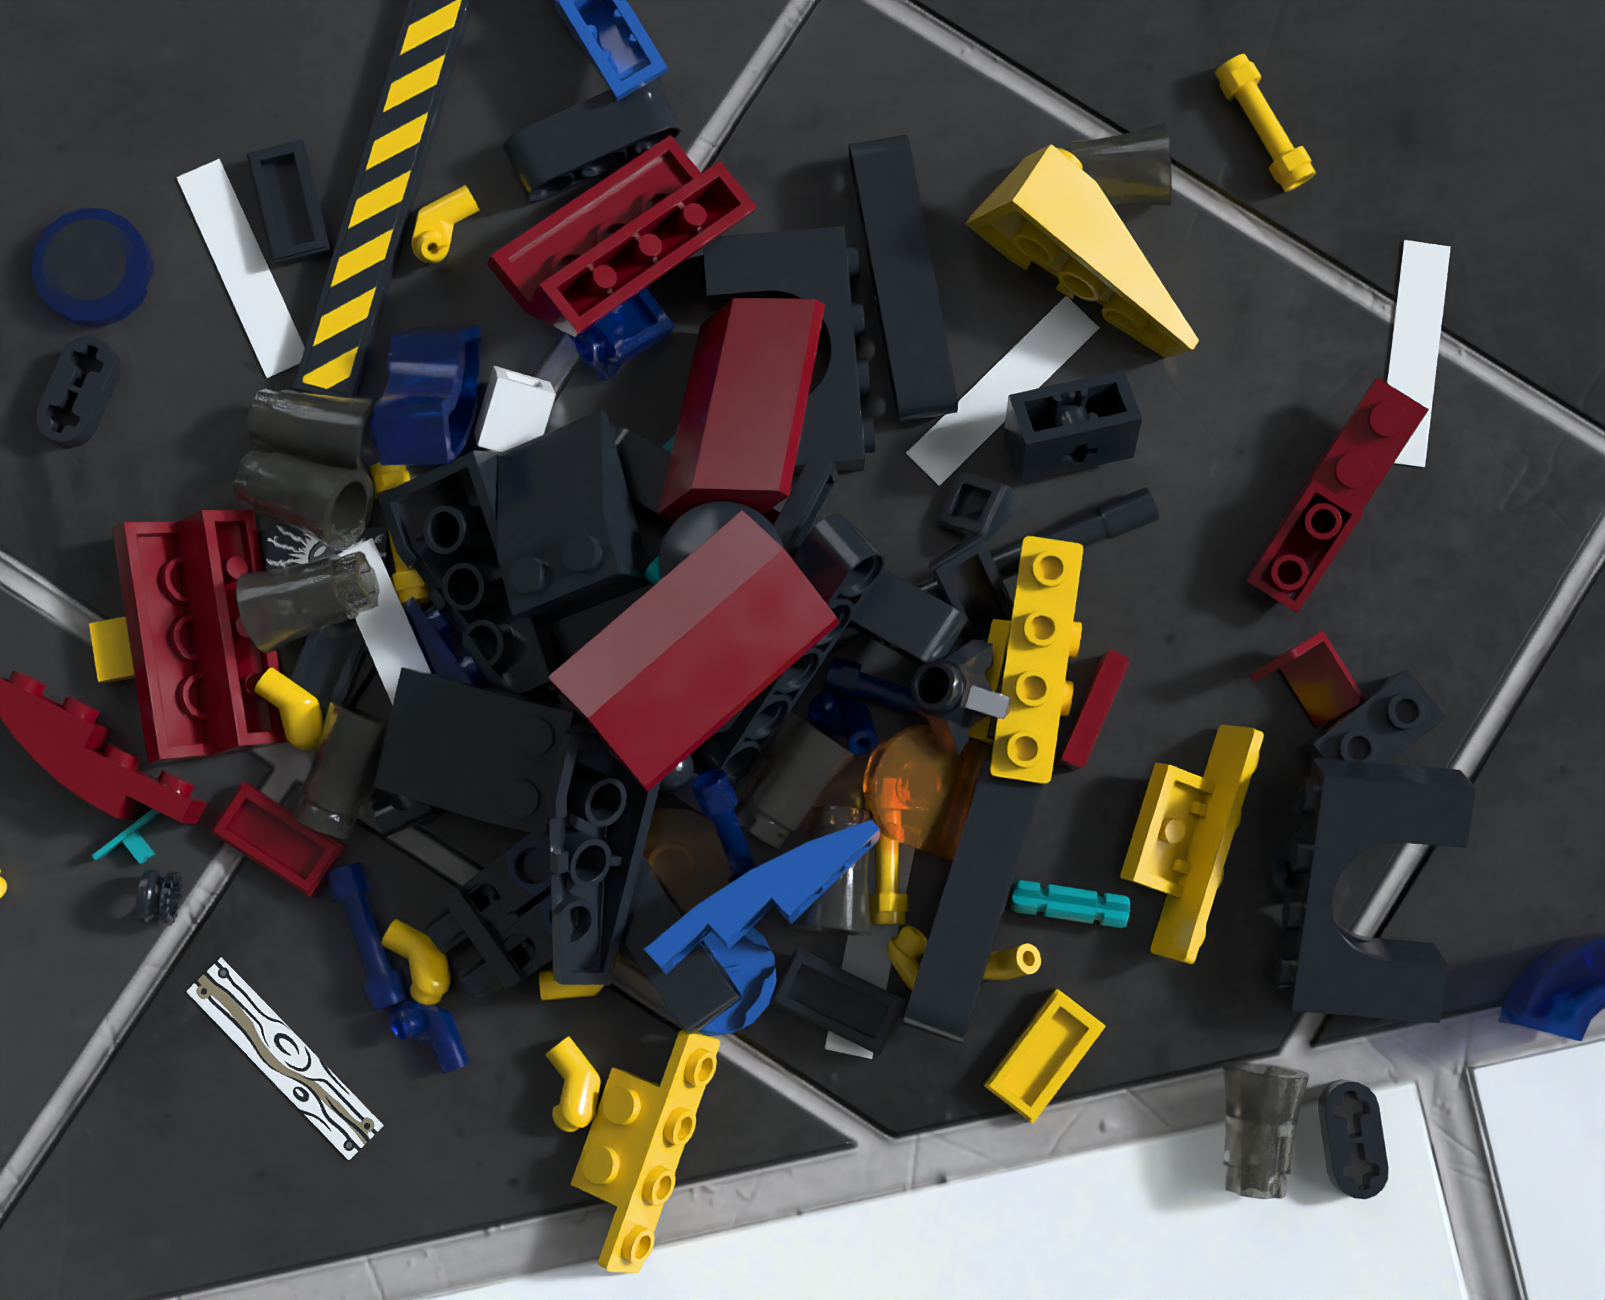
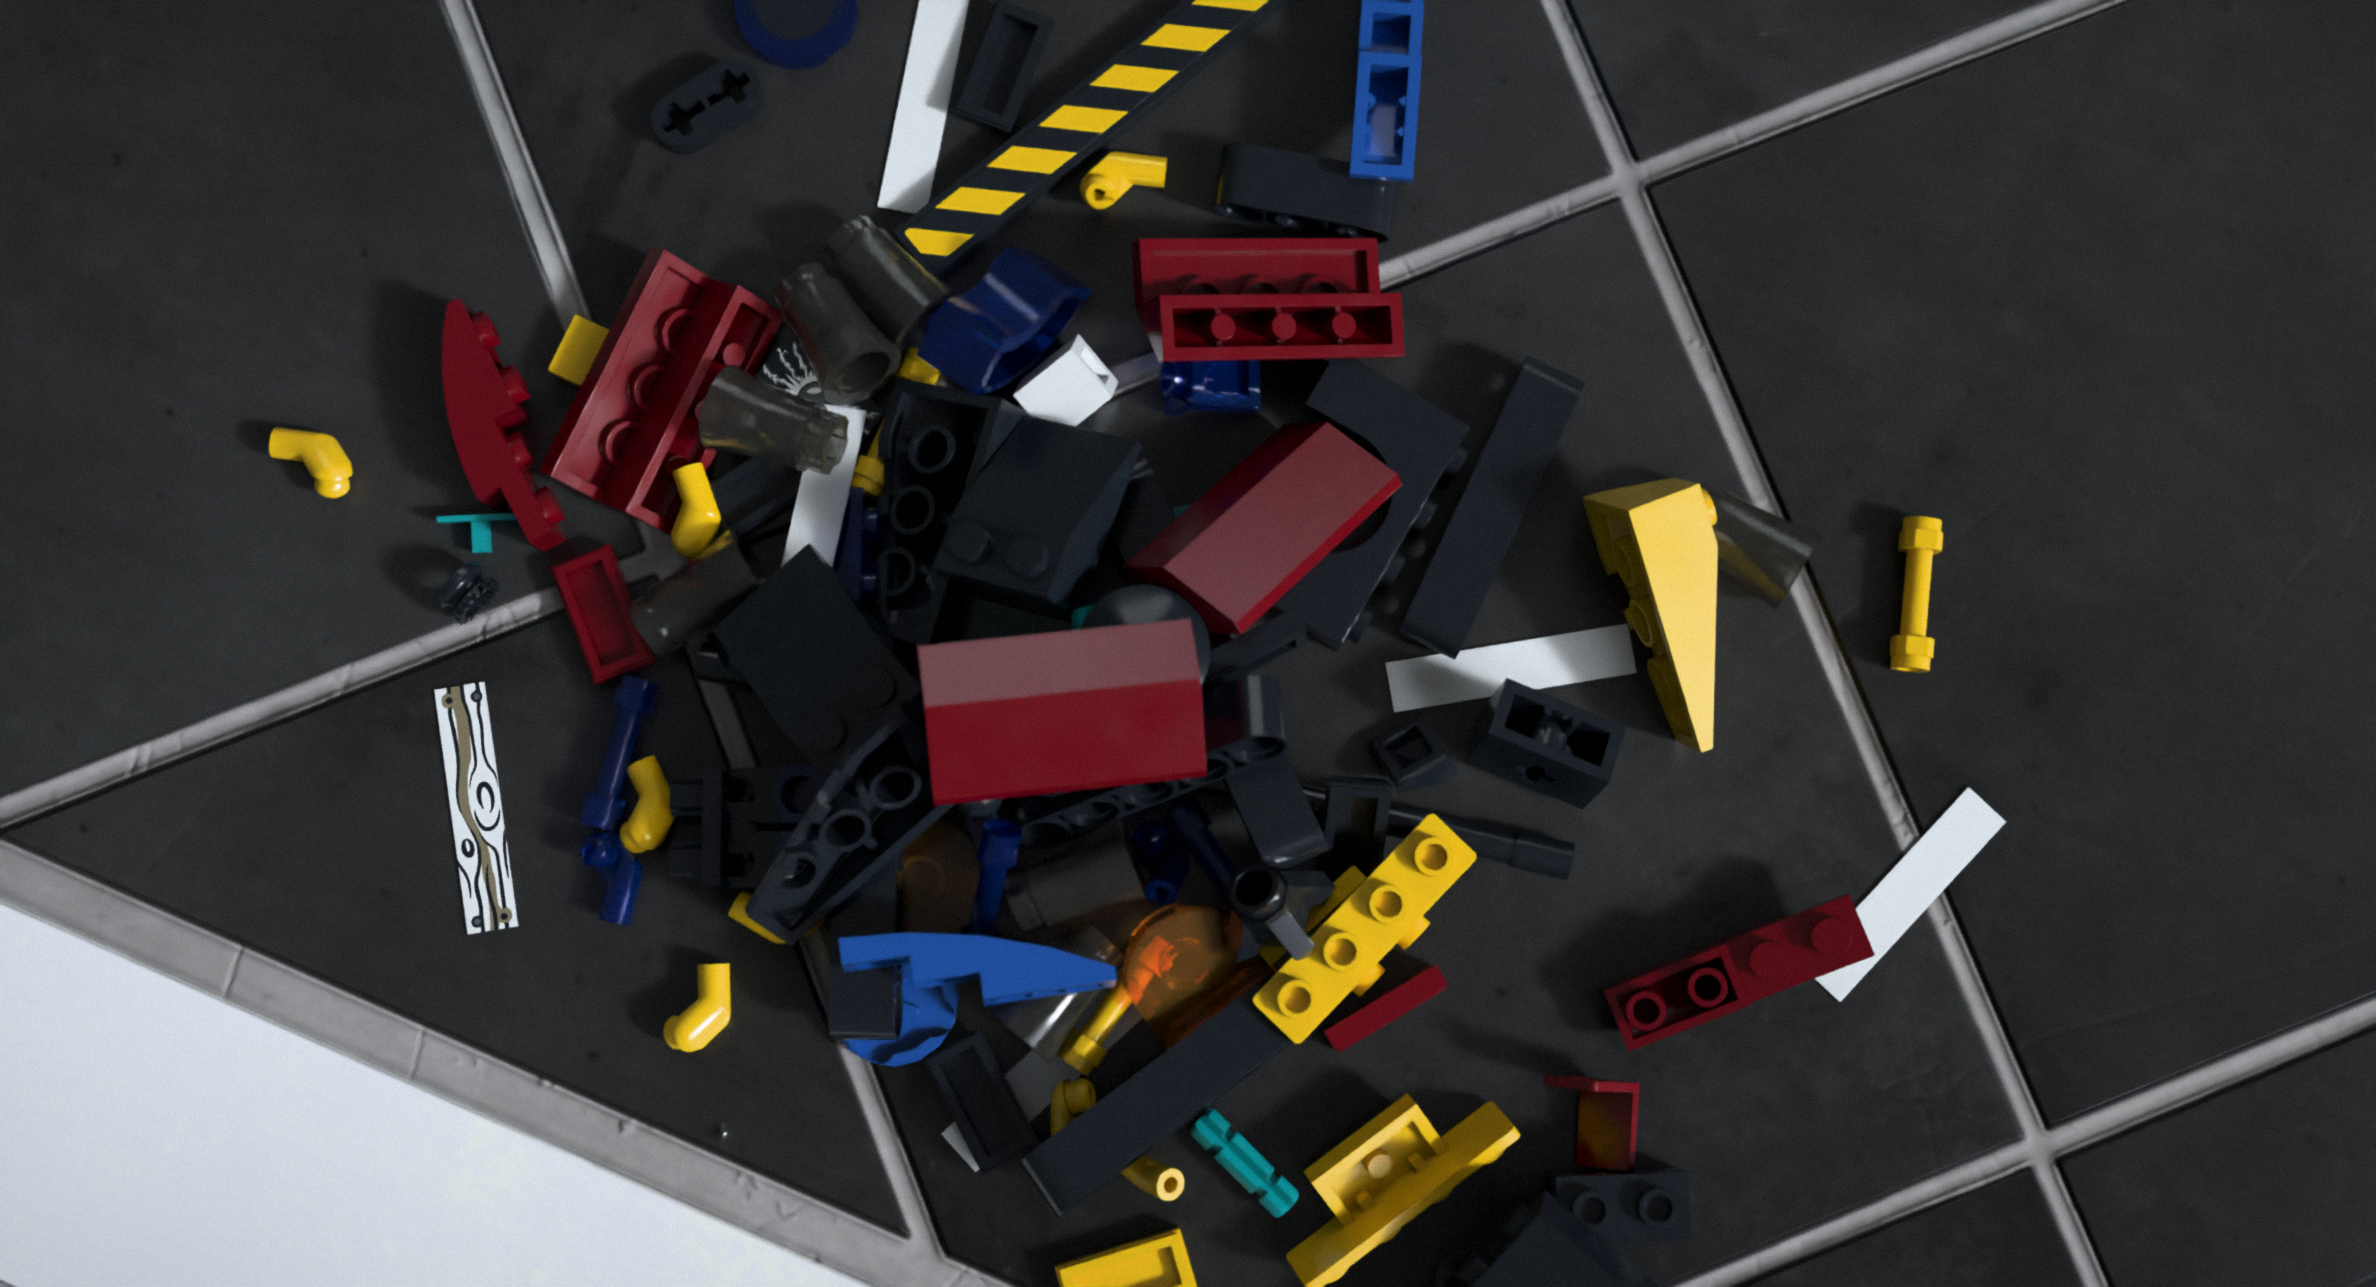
camera: 35 degrees right, 0 degrees up
(638, 1146) = (722, 1101): yellow bracket -> none

